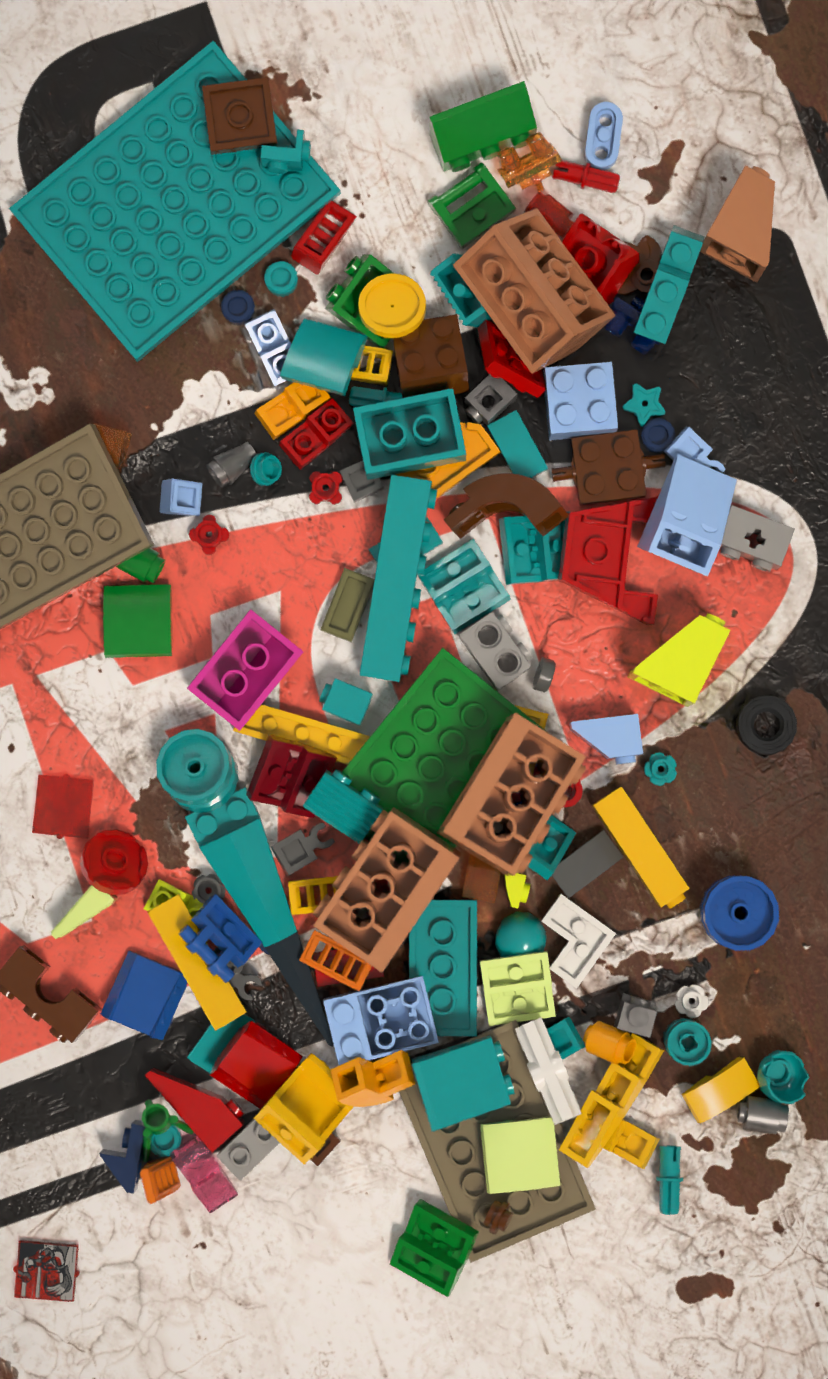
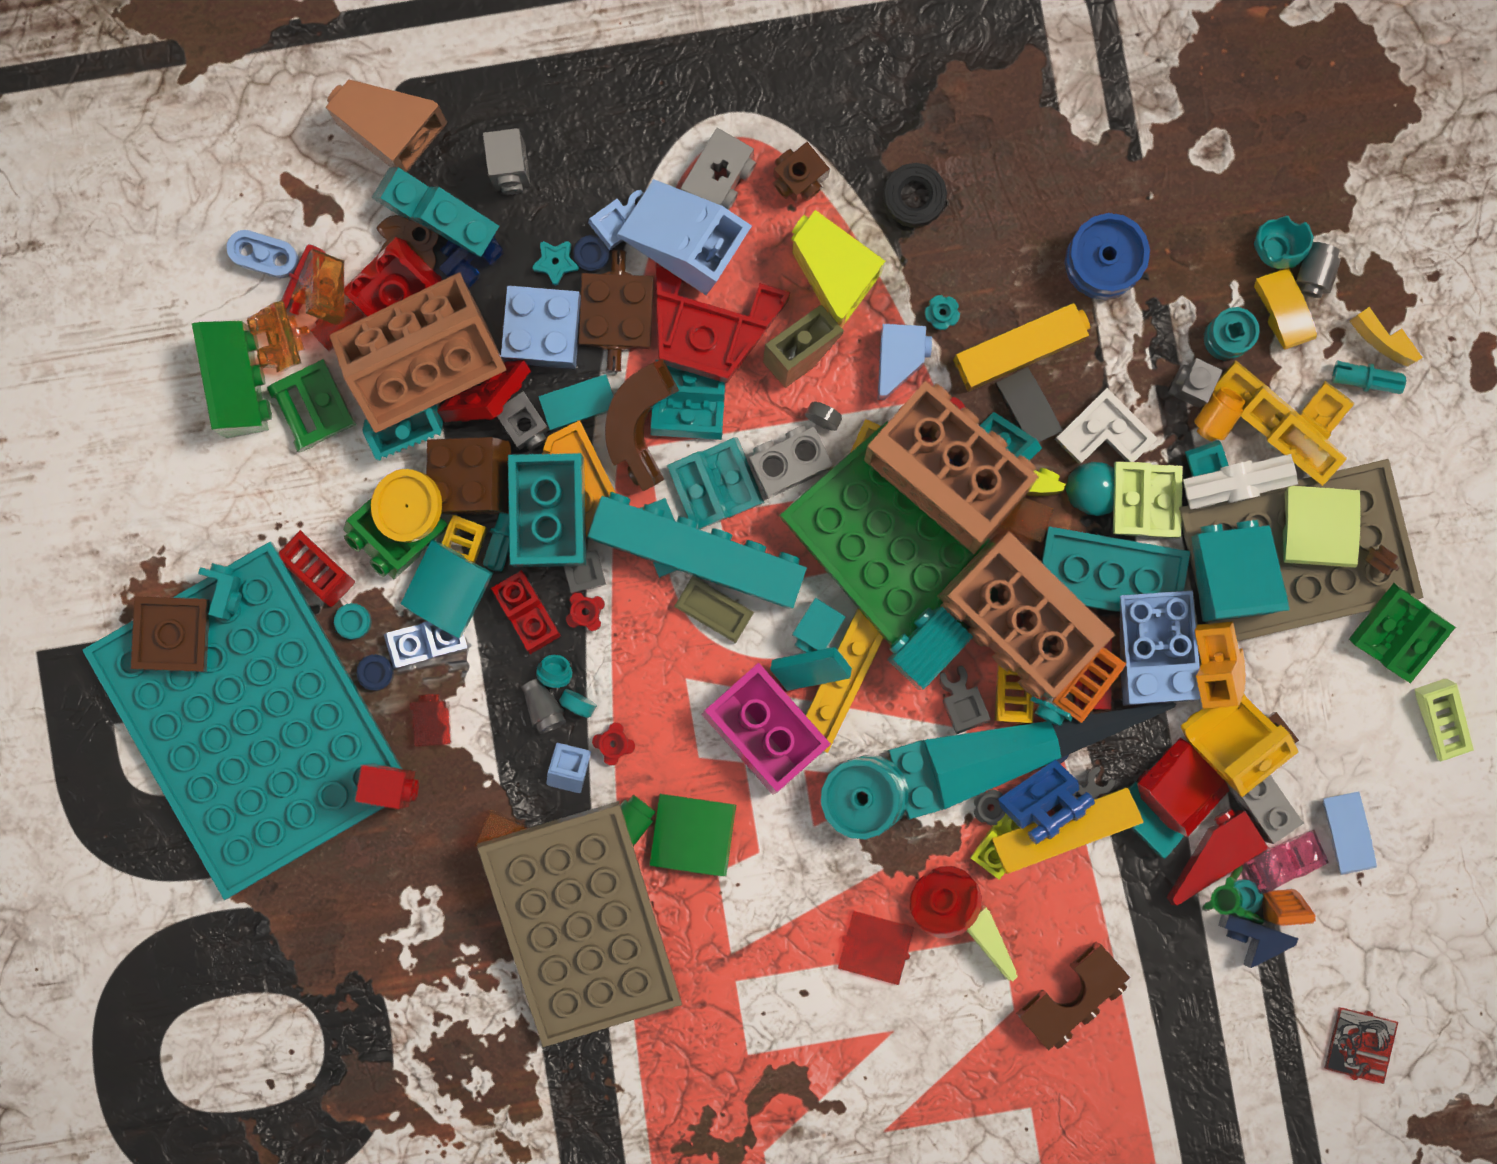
camera: 85 degrees left, 0 degrees up
(133, 333) = (386, 786): none -> red brick
(145, 995) = (1091, 892): blue slope -> none
(202, 366) = (431, 721): none -> clear red bracket
(239, 1228) = (1350, 833): none -> light blue slope
(240, 495) = (577, 703): none -> teal tile
(288, 774) = (884, 701): dark red slope -> none
(290, 408) = (493, 635): light orange slope -> none
(303, 929) = (1050, 712): none -> teal plate
(306, 701) = (811, 668): none -> teal tile
(386, 1288) = (1428, 708): none -> yellowish green slope
(580, 194) = (322, 287): none -> clear orange slope
(604, 642) = (801, 346): none -> olive slope
(682, 1002) = (1179, 325): white plate -> none
(704, 1199) = (1395, 346): none -> yellow slope
(728, 341) = (507, 161): none -> light grey brick
(778, 613) = (805, 162): none -> reddish brown brick

